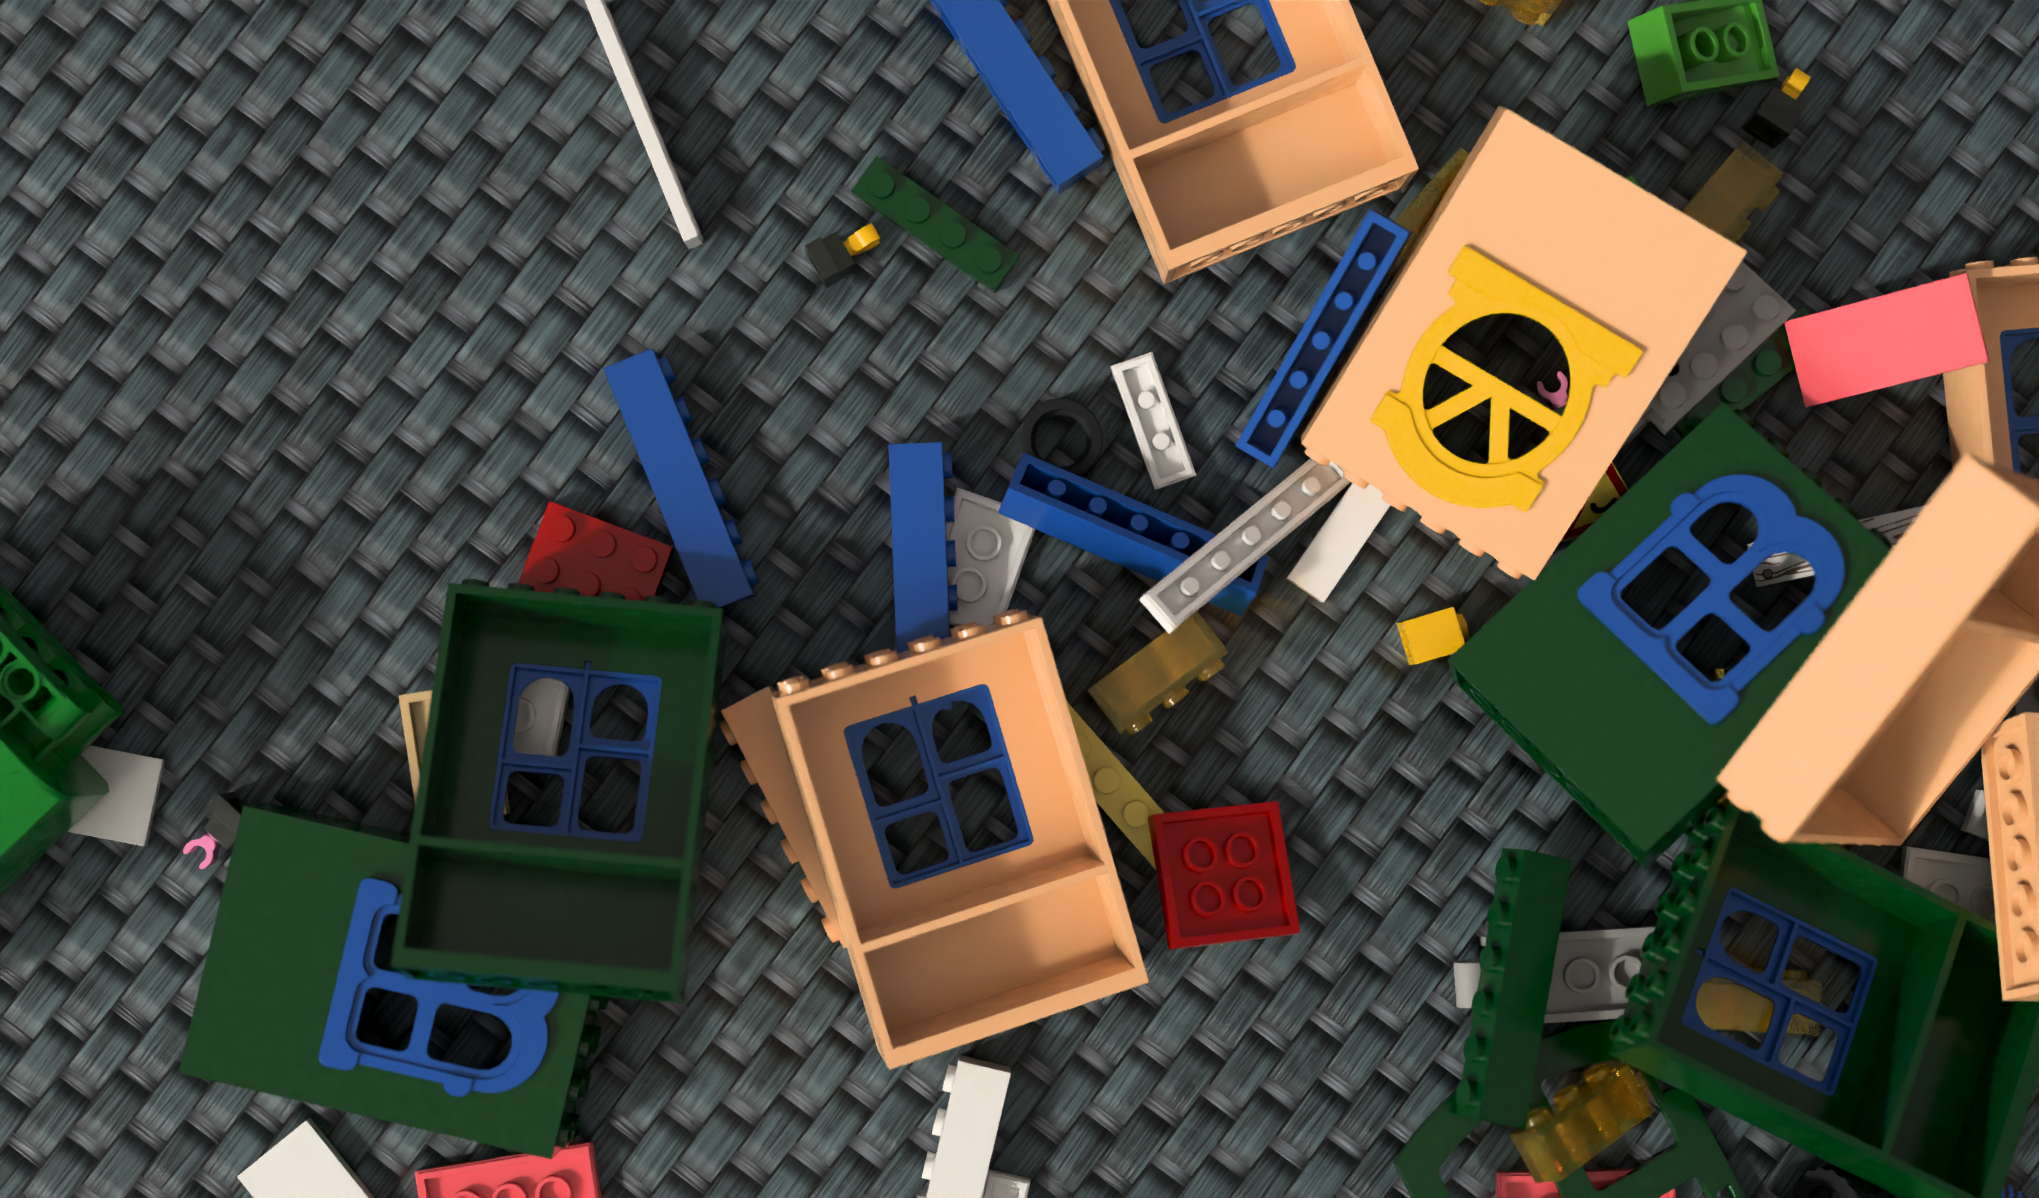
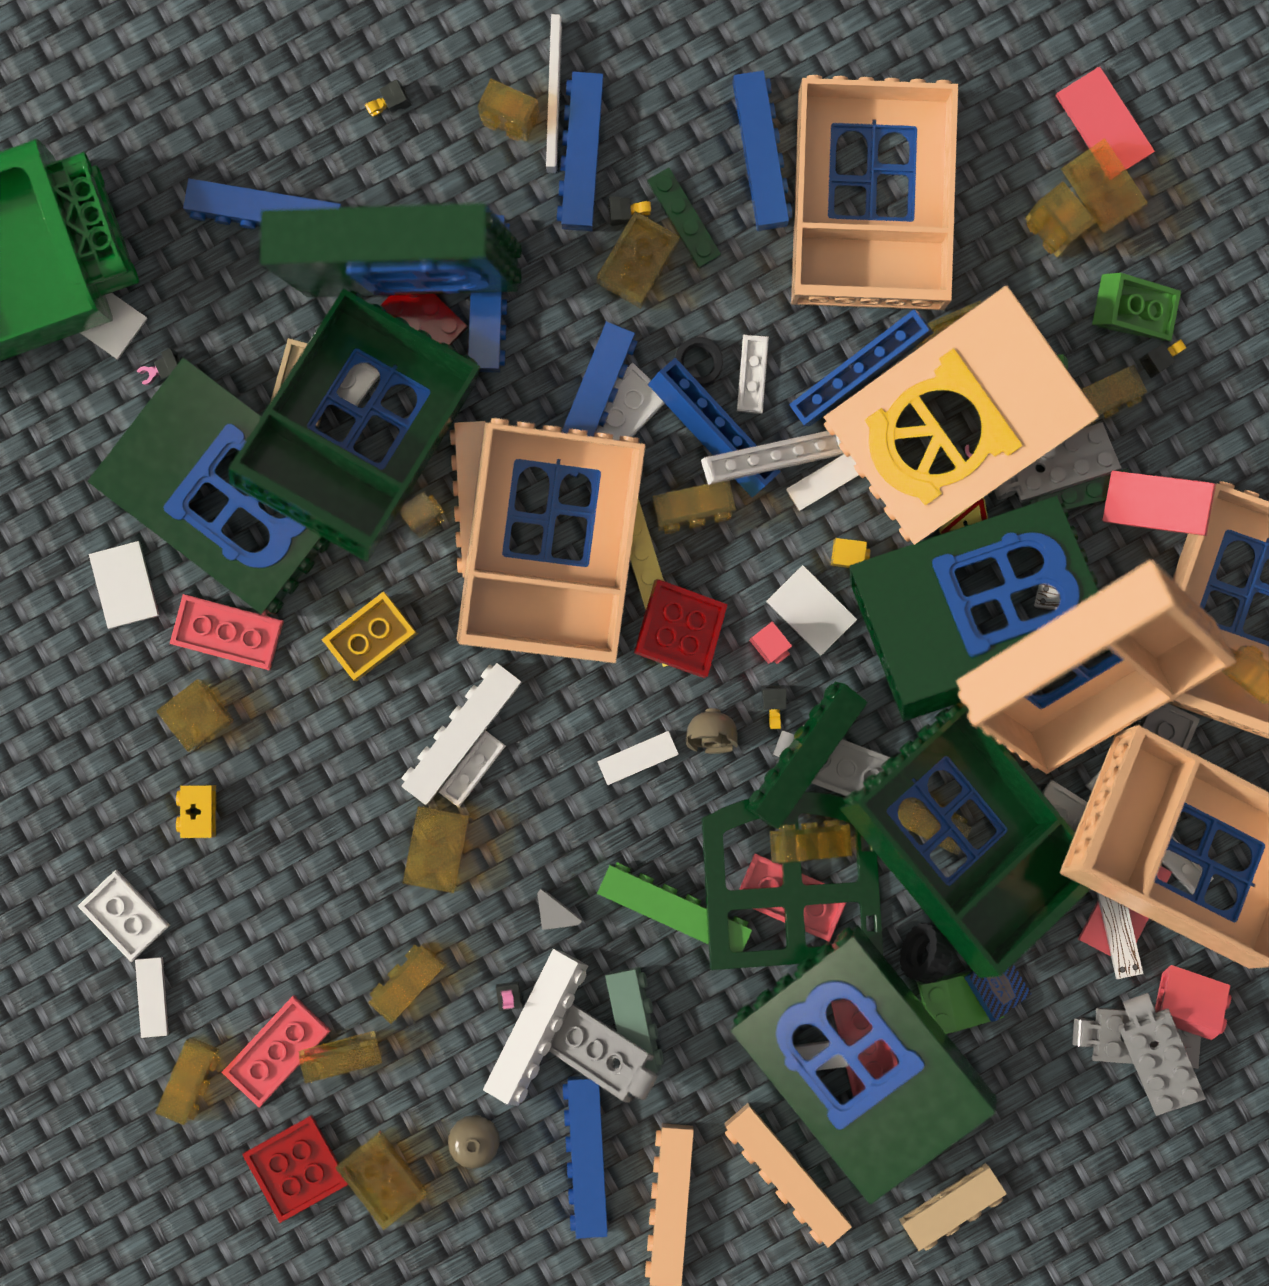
camera: 20 degrees right, 0 degrees up
(267, 508) = (240, 204): none -> blue brick
(396, 241) = (393, 97): none -> pearl dark grey piece
(493, 491) = (391, 250): none -> dark green panel
(584, 180) = (508, 110): none -> clear yellow brick
(728, 191) = (582, 151): none -> blue brick
(735, 881) = (422, 513): none -> clear yellow brick
(739, 1109) = (369, 636): none -> yellow brick
(893, 323) = (637, 259): none -> clear yellow brick
(1246, 1105) = (638, 758): none -> white tile
(1345, 1014) = (712, 731): none -> dark tan cylinder
(1377, 835) = (771, 644): none -> coral brick
(1412, 750) = (811, 610): none -> white tile
(1419, 921) = (773, 700): none -> pearl dark grey piece

